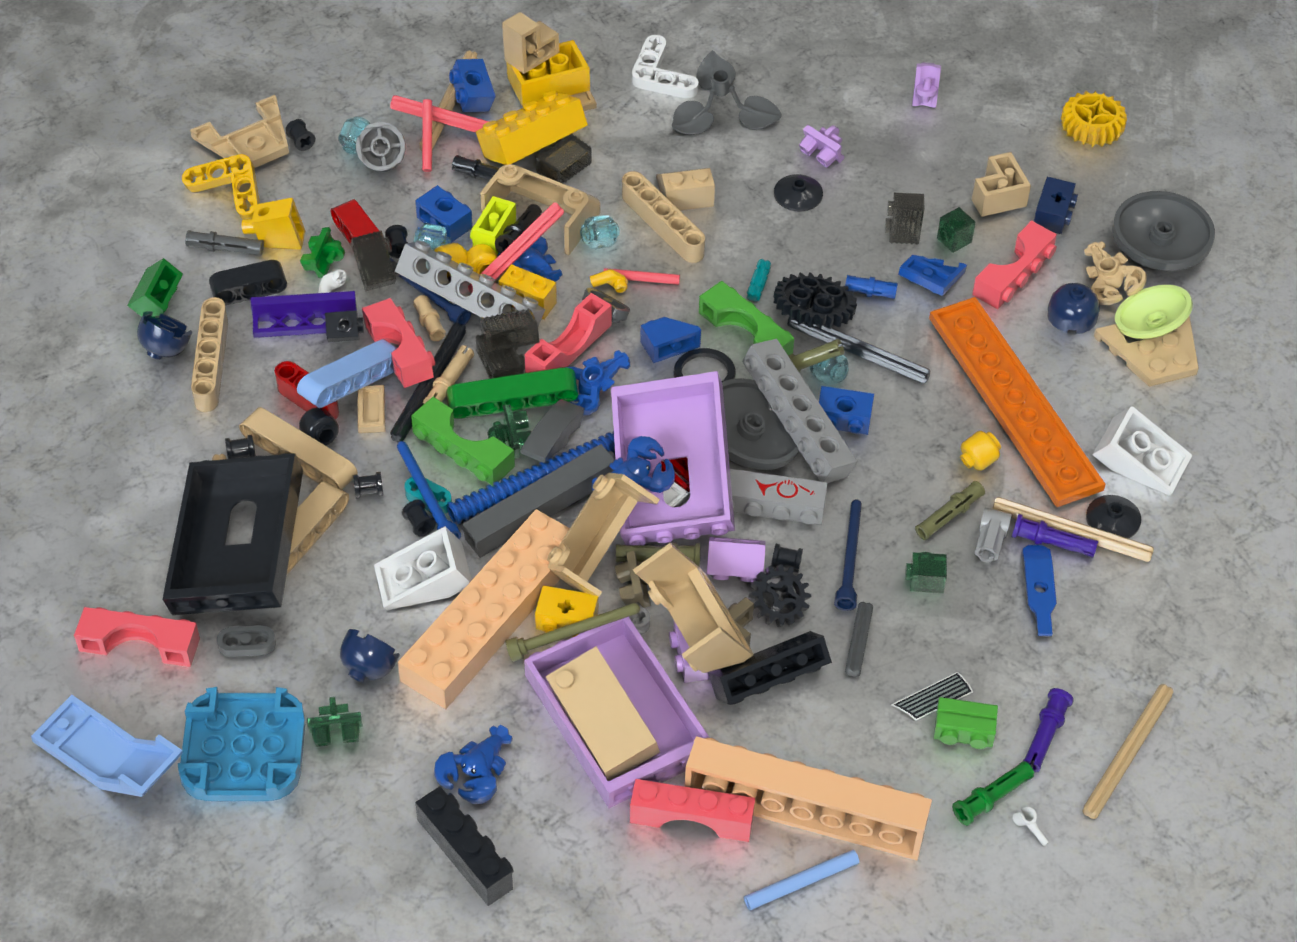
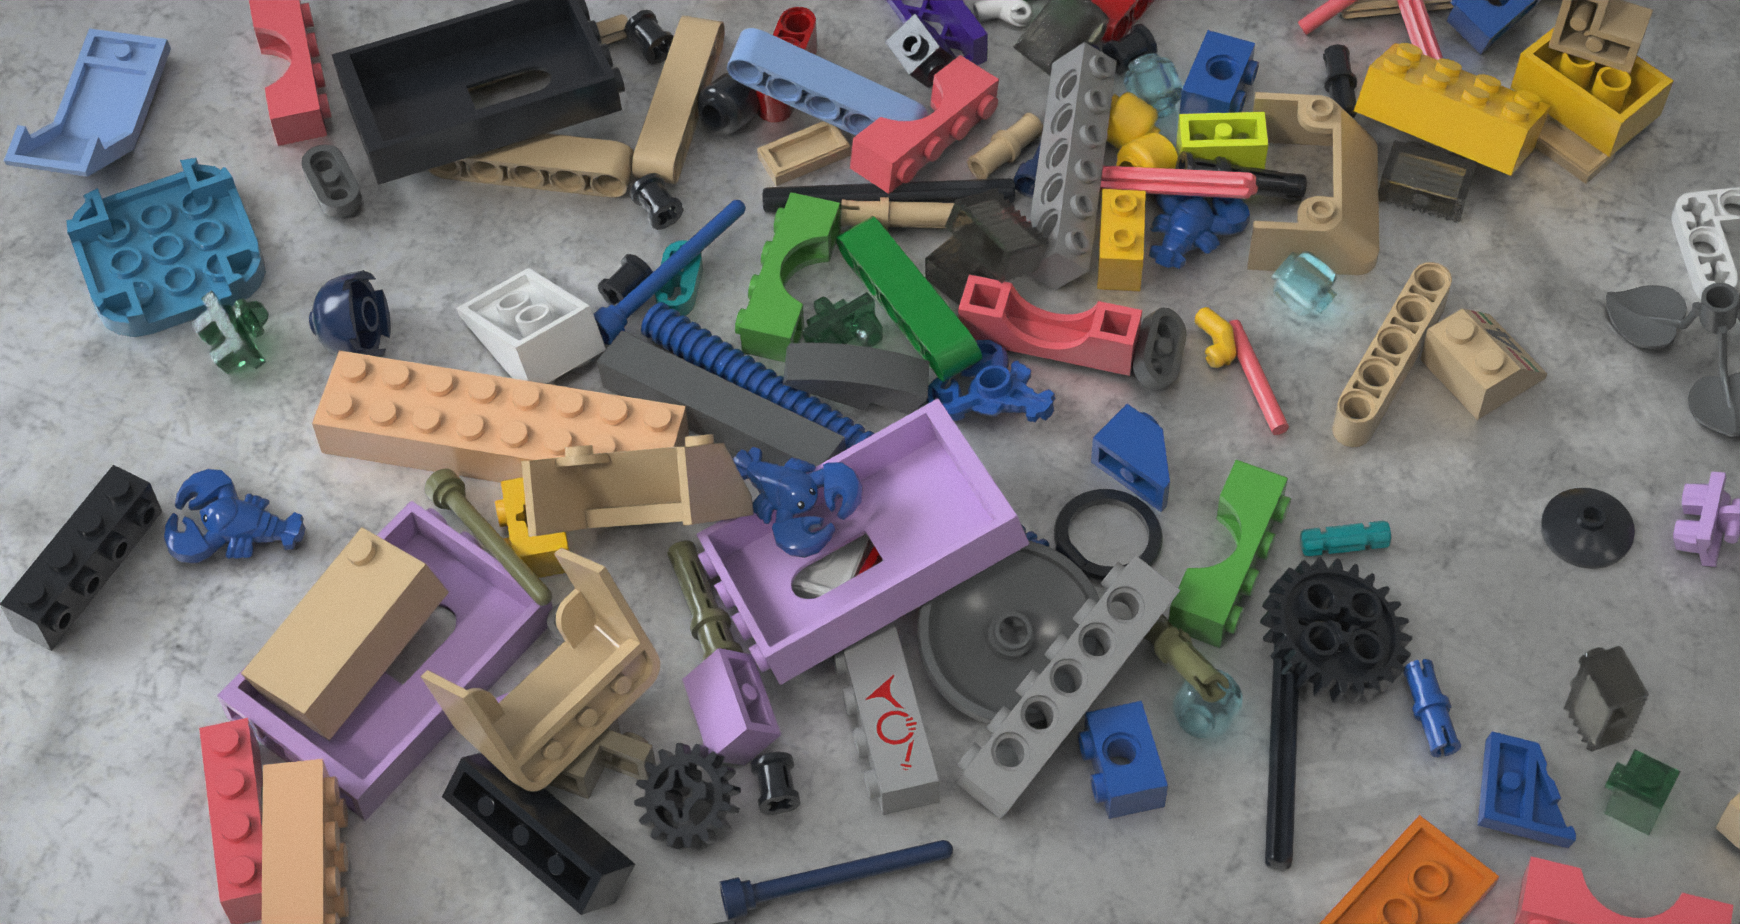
camera: 70 degrees right, 5 degrees up
(638, 589) = (649, 587): dark tan hips -> none

